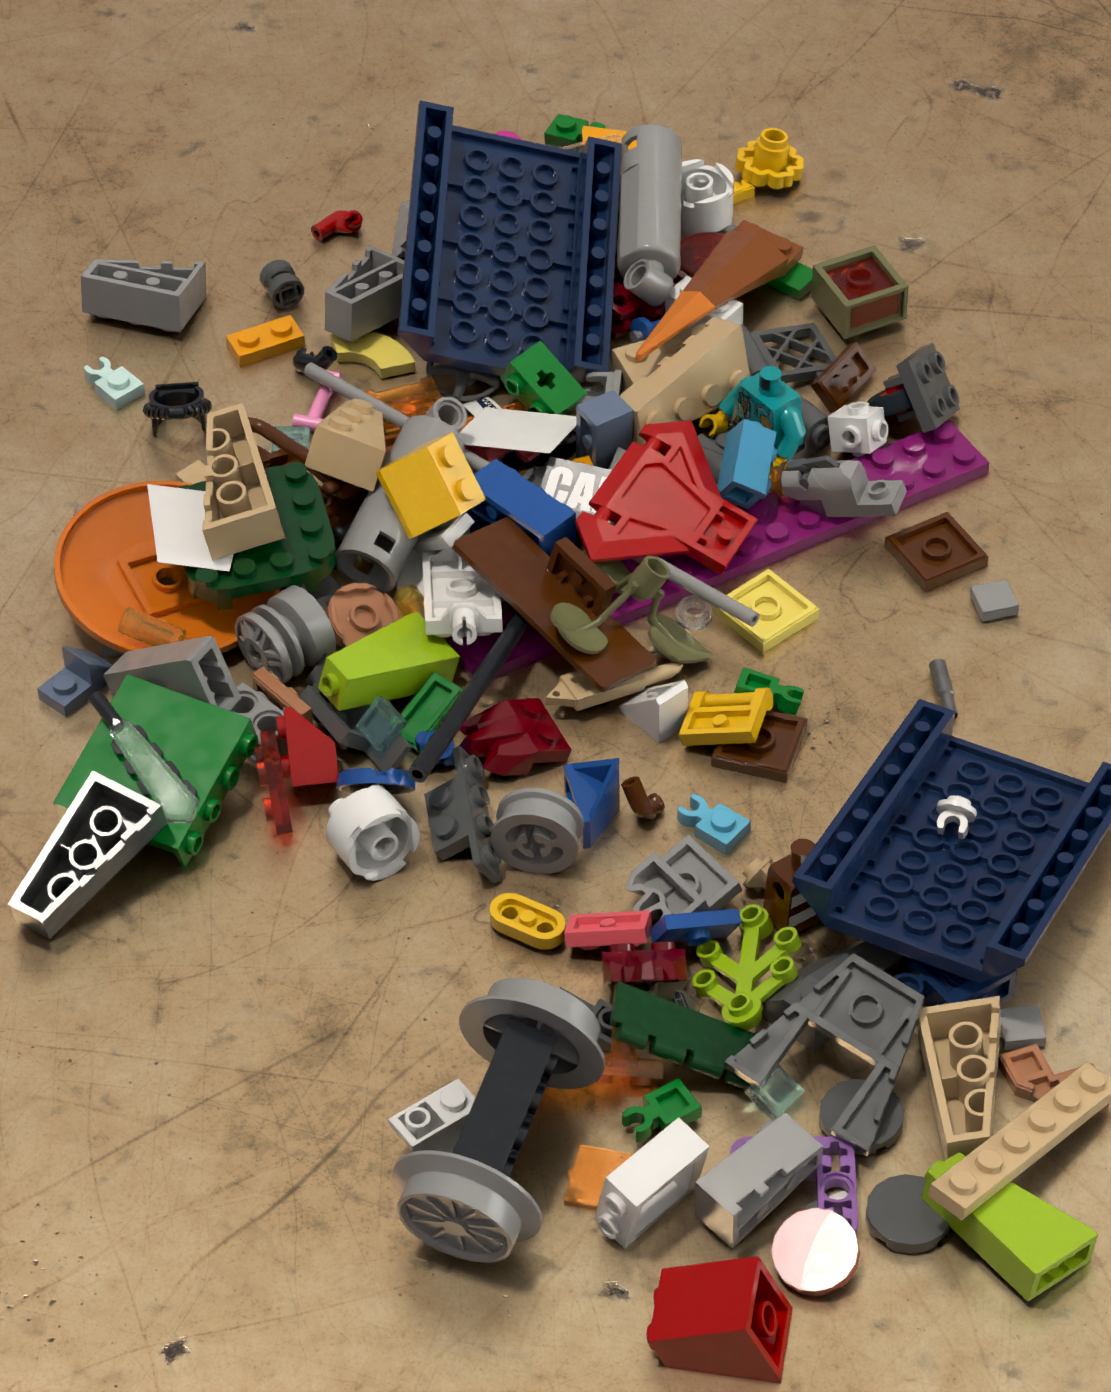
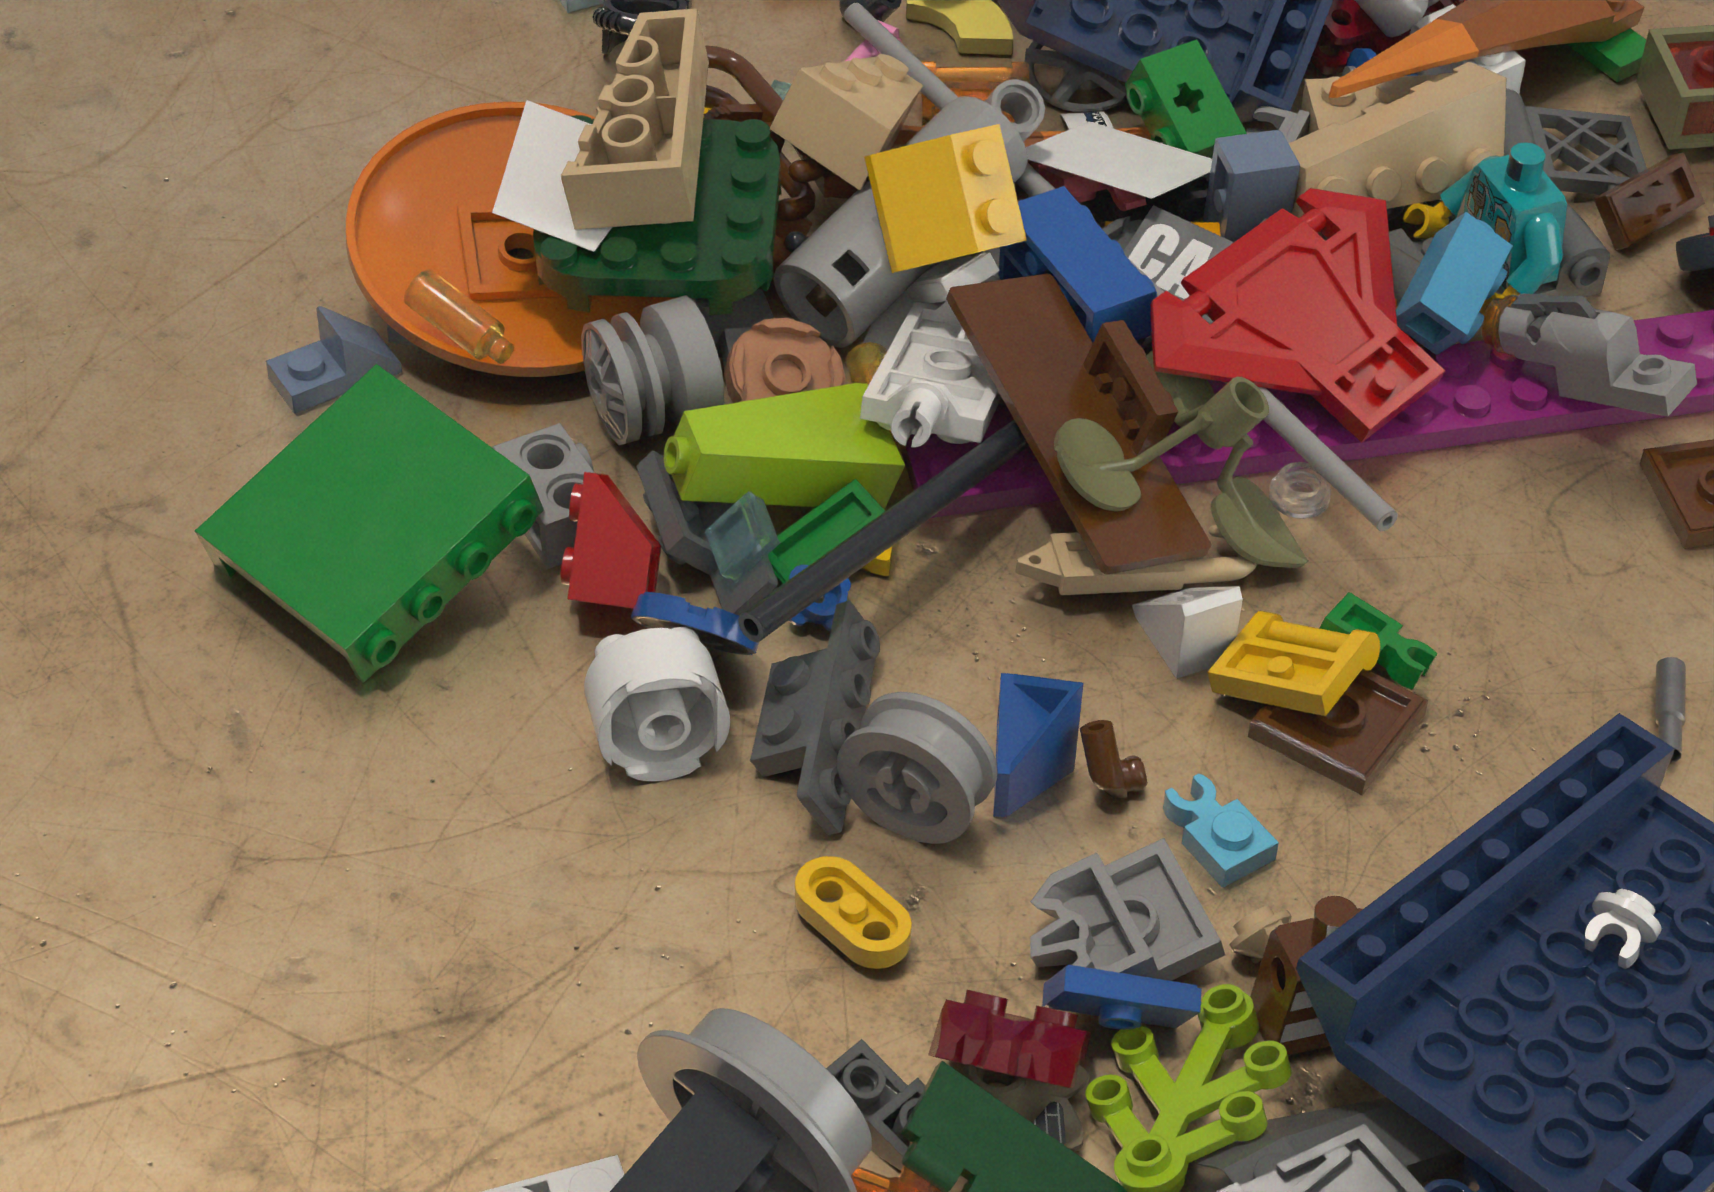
camera: 15 degrees right, 0 degrees up
(84, 853) = (193, 619): dark grey wedge -> none
(143, 759) = (365, 565): clear sword -> none
(185, 666) = (471, 381): light grey slope -> none
(271, 774) = (535, 571): clear red plate -> none
(279, 694) = (611, 459): nougat plate -> none
(514, 737) = (946, 610): dark red plate -> none
(604, 929) = (977, 962): coral plate -> none
(780, 609) = (1435, 521): light yellow tile -> none
(857, 429) = (1648, 277): white brick -> none

